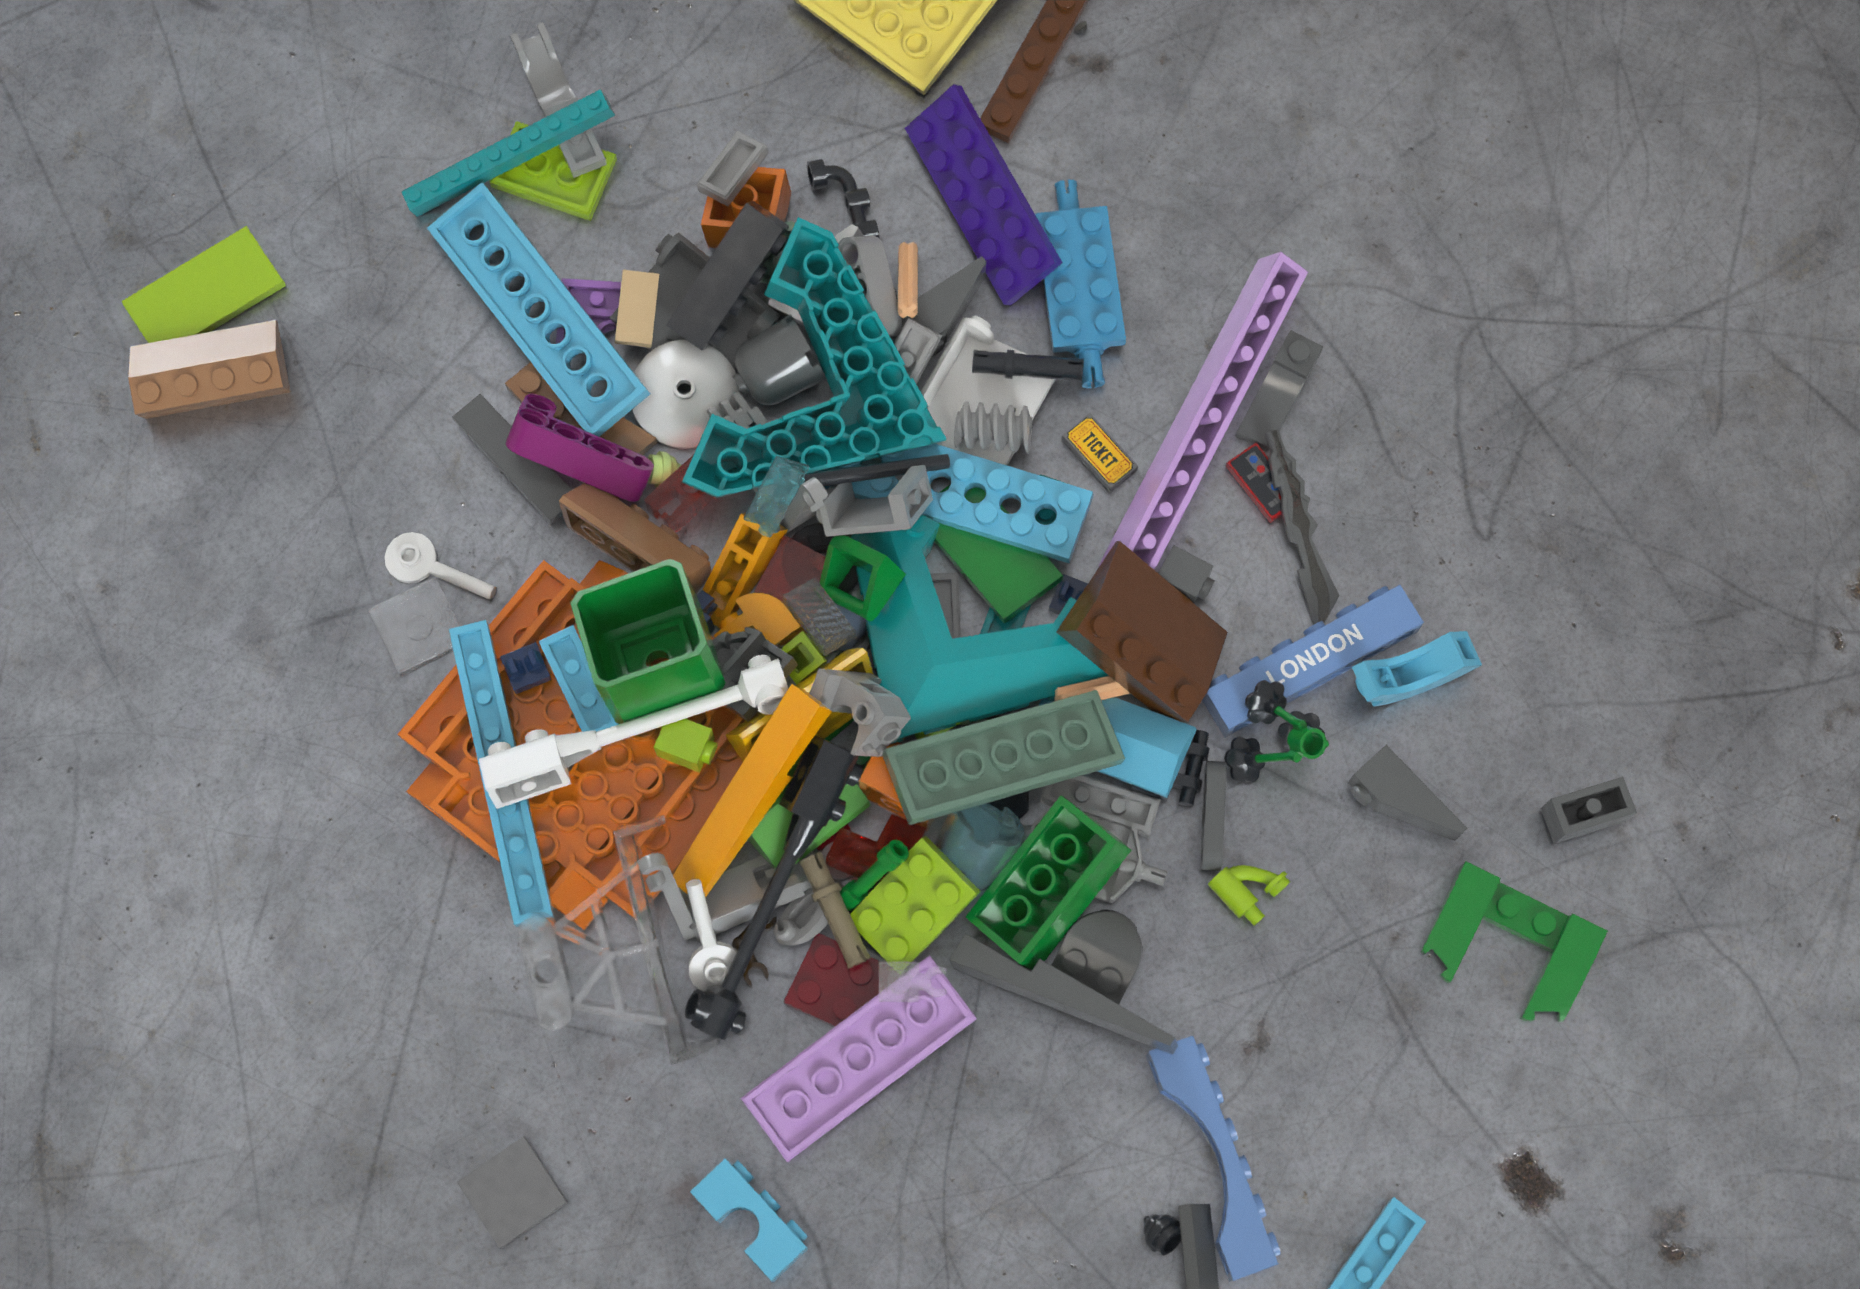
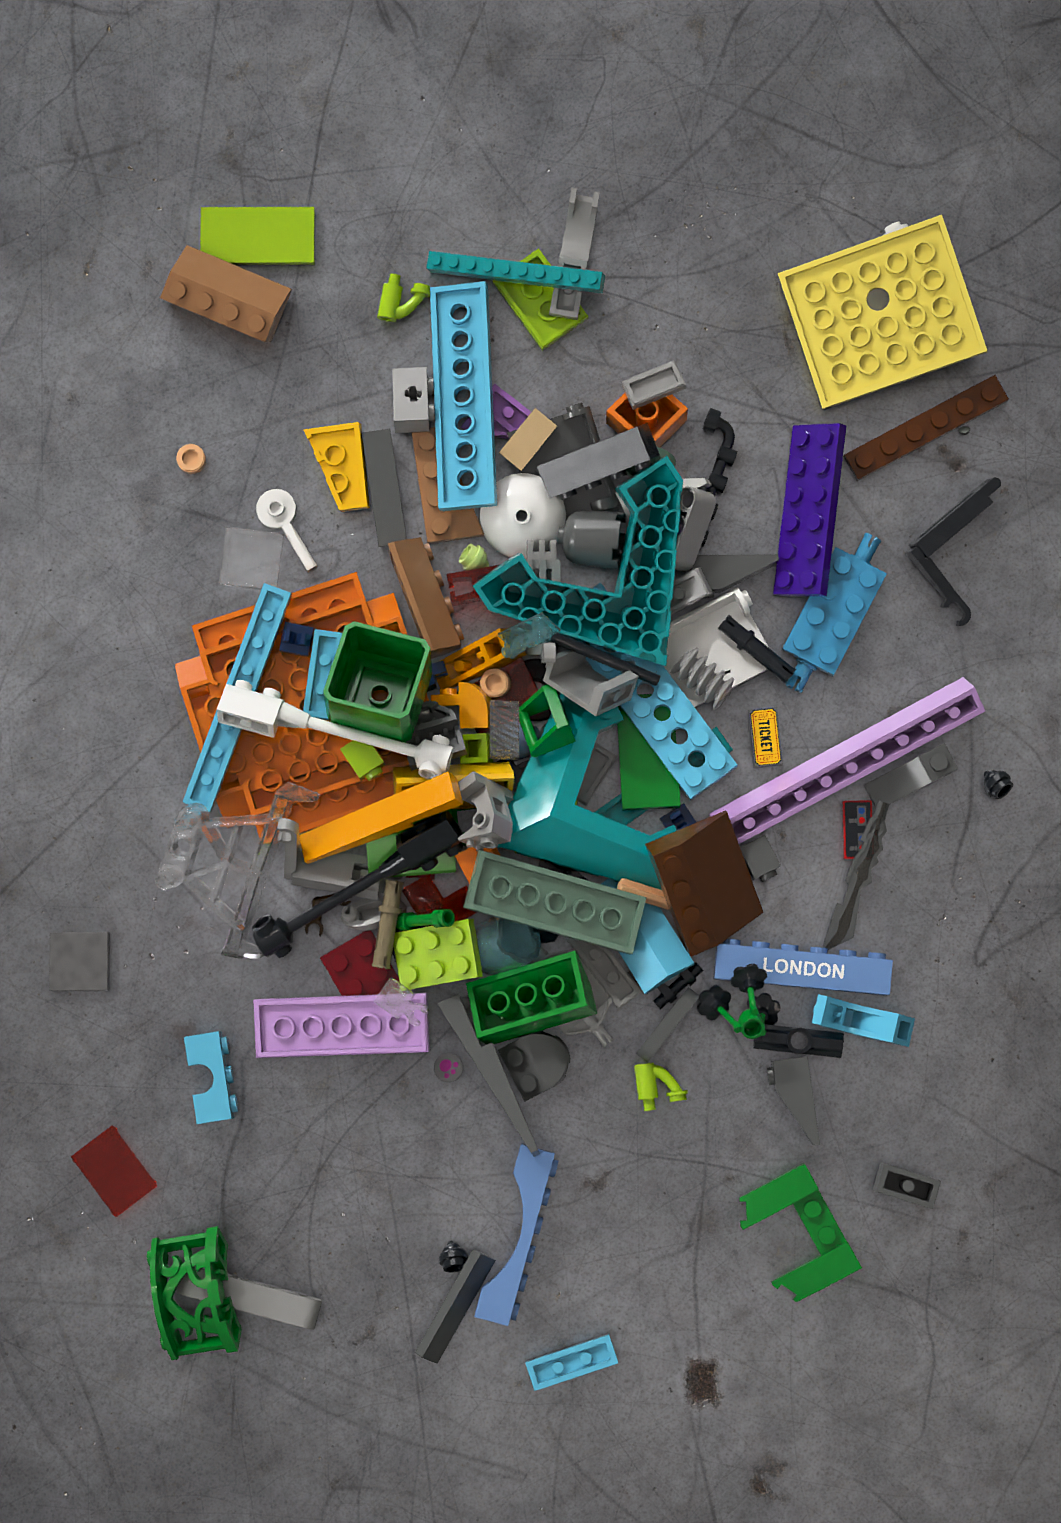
camera: 40 degrees right, 10 degrees up
(281, 565) = (191, 458): none -> light nougat tile
(396, 275) = (391, 295): none -> lime plant
(452, 462) = (342, 460): none -> yellow wing
(484, 349) = (407, 385): none -> light grey brick
(575, 451) = (422, 512): magenta beam -> none
(712, 959) = (293, 902): white piece -> none
(774, 578) = (495, 683): none -> light nougat tile
(907, 279) = (718, 537): light nougat axle -> none
(1008, 1026) = (448, 1067): none -> dark grey tile
(1131, 137) = (941, 532): none -> black hinge
(1371, 341) = (997, 783): none -> black plate
(1382, 728) = (817, 1041): none -> black piece

